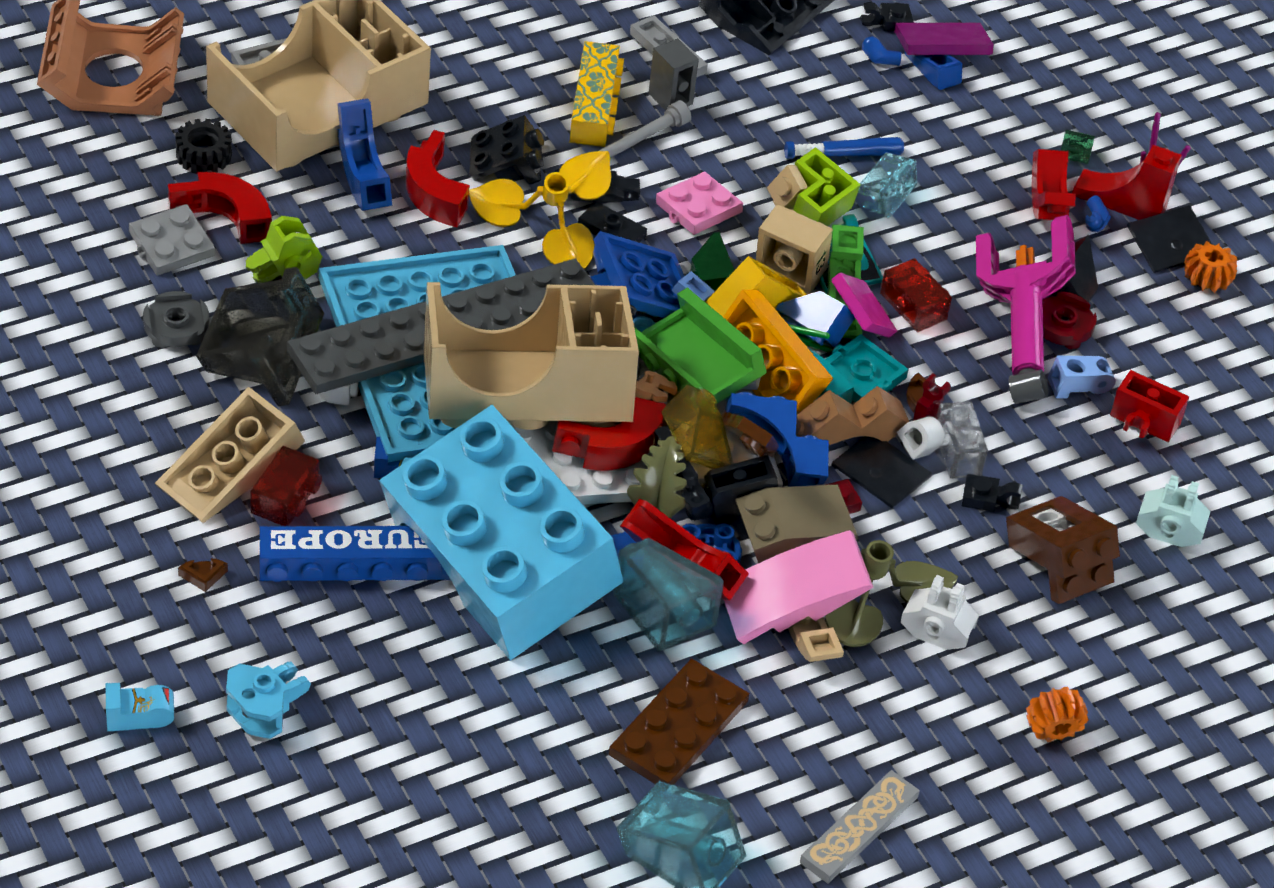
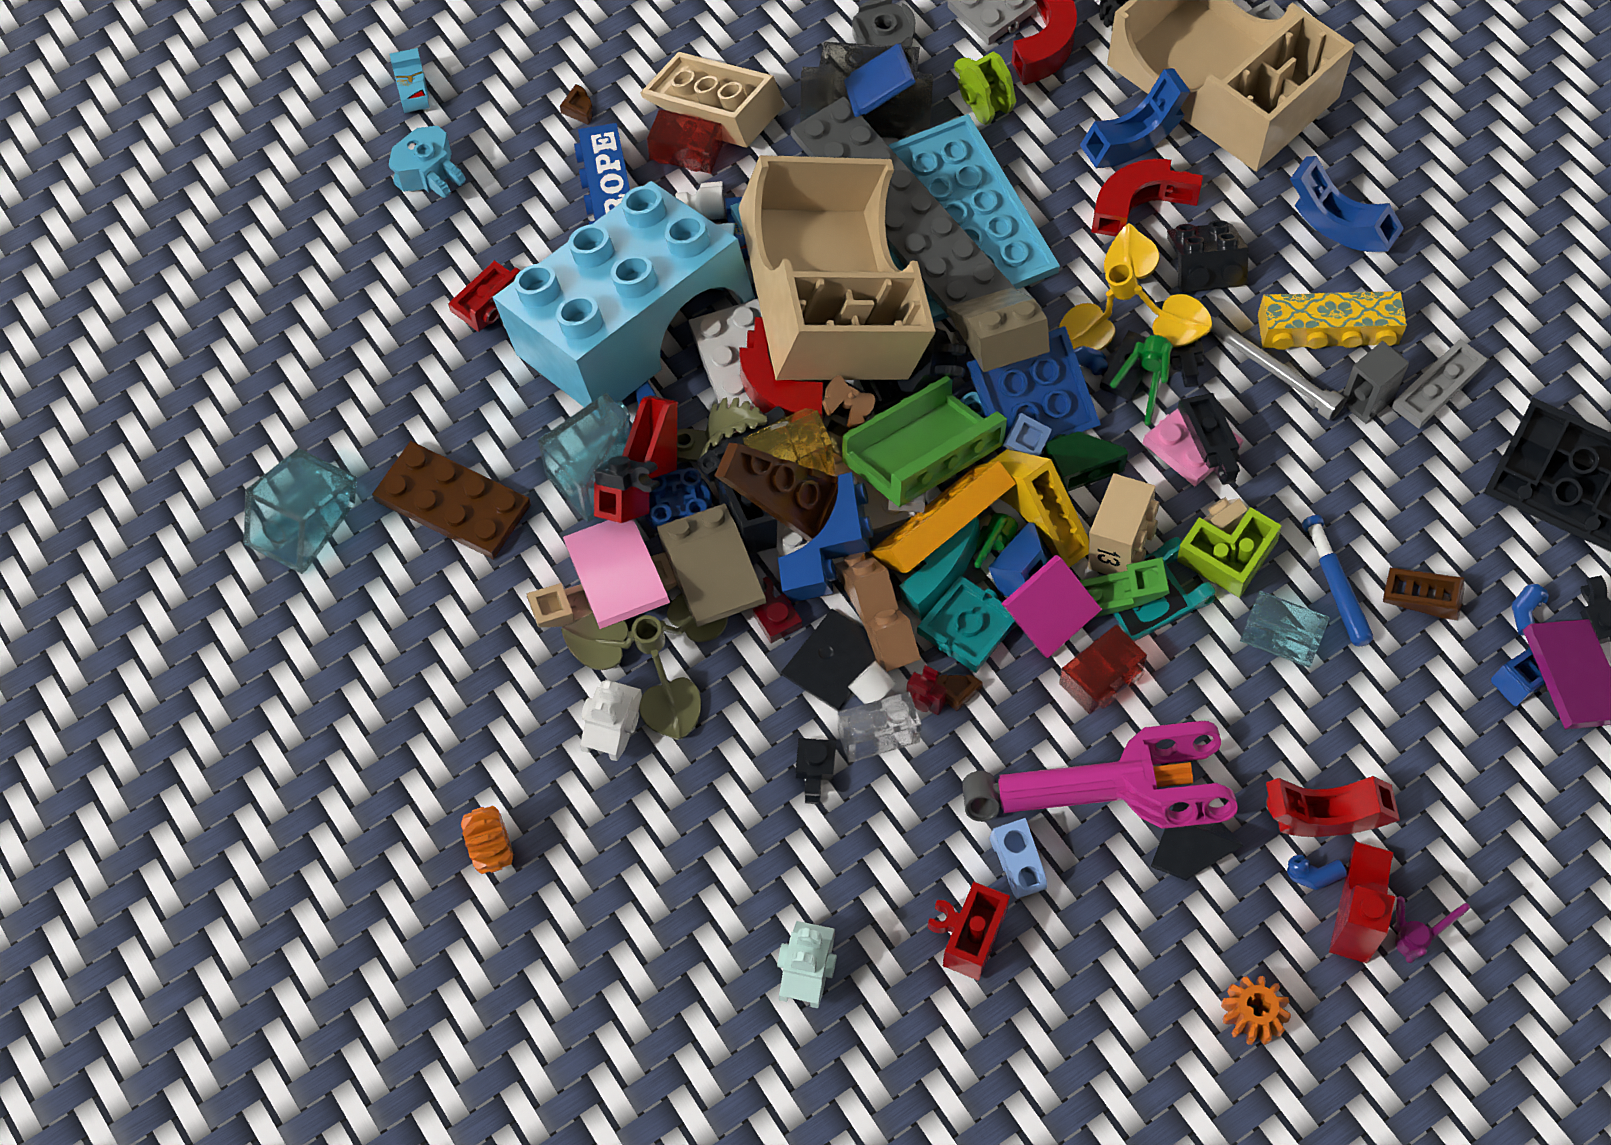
camera: 90 degrees right, 15 degrees up
(280, 307) = (879, 80): none -> blue window
(364, 482) = (707, 200): none -> white piece
(446, 663) = (476, 301): none -> red bracket
(494, 61) = (1339, 217): none -> blue arch
(597, 257) = (1001, 328): none -> dark tan slope
(619, 200) = (1155, 358): none -> green plant
(711, 177) = (1211, 435): none -> black hinge
(713, 549) = (624, 473): none -> black plate
(859, 826) = (342, 668): light grey tile -> none
(867, 86) = (1435, 607): none -> reddish brown slope
(1067, 542) = (731, 837): reddish brown brick -> none
(1076, 329) = (1108, 858): dark red plate -> none
(1078, 145) = (1432, 842): clear green plate -> none
(1168, 237) = (1302, 963): black piece -> none

